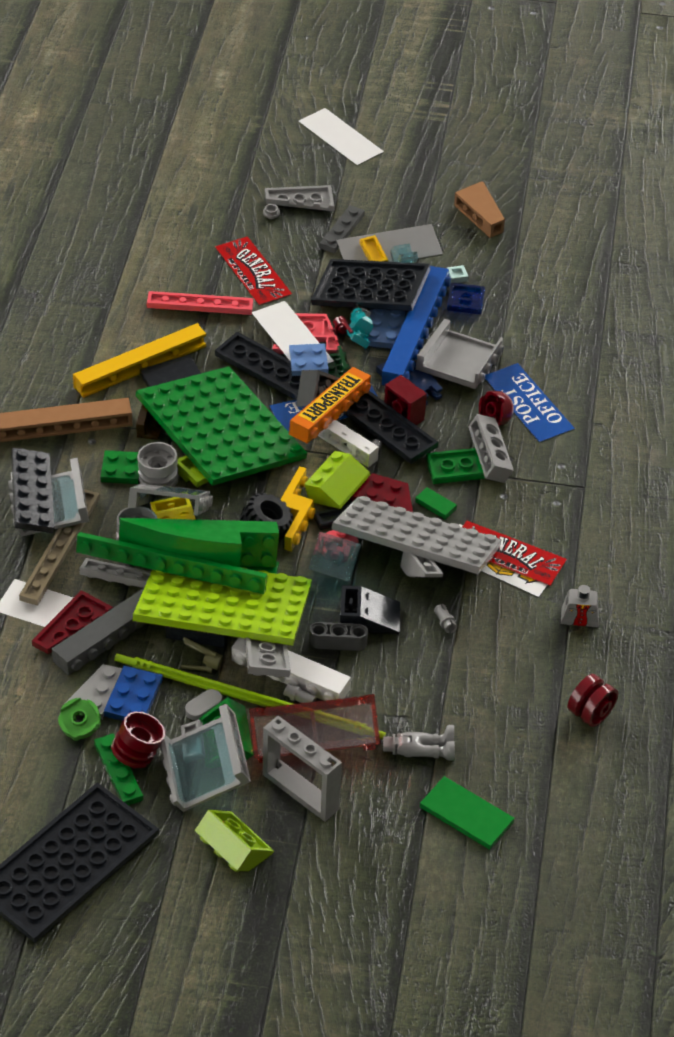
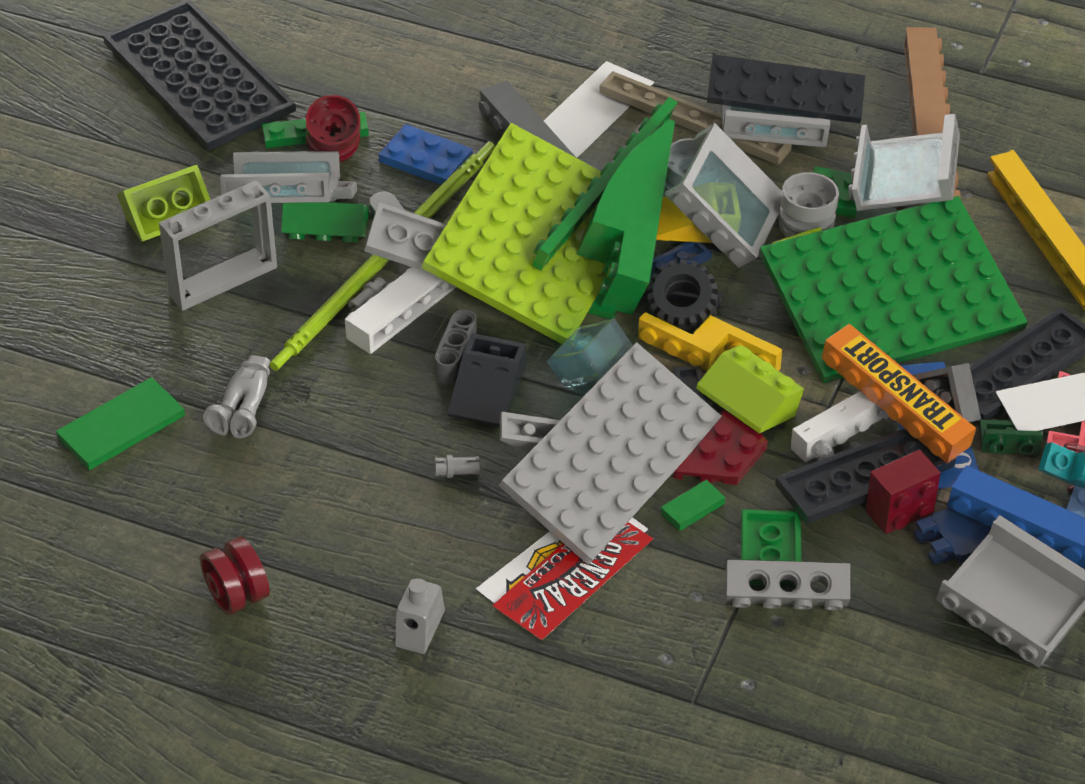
camera: 105 degrees right, 0 degrees up
(72, 618) = (563, 115): dark red wing -> none
(83, 729) = (396, 99): bright green plate -> none
(99, 687) = (441, 121): light grey wing -> none
(109, 416) = (905, 168): none -> panel
(169, 371) = (1022, 262): black tile -> none
(308, 358) = (1021, 400): medium blue plate -> none
(328, 723) = (305, 287): clear windscreen -> none
(497, 405) = (877, 612): dark red cylinder -> none
(529, 402) = (908, 676): blue sticker -> none

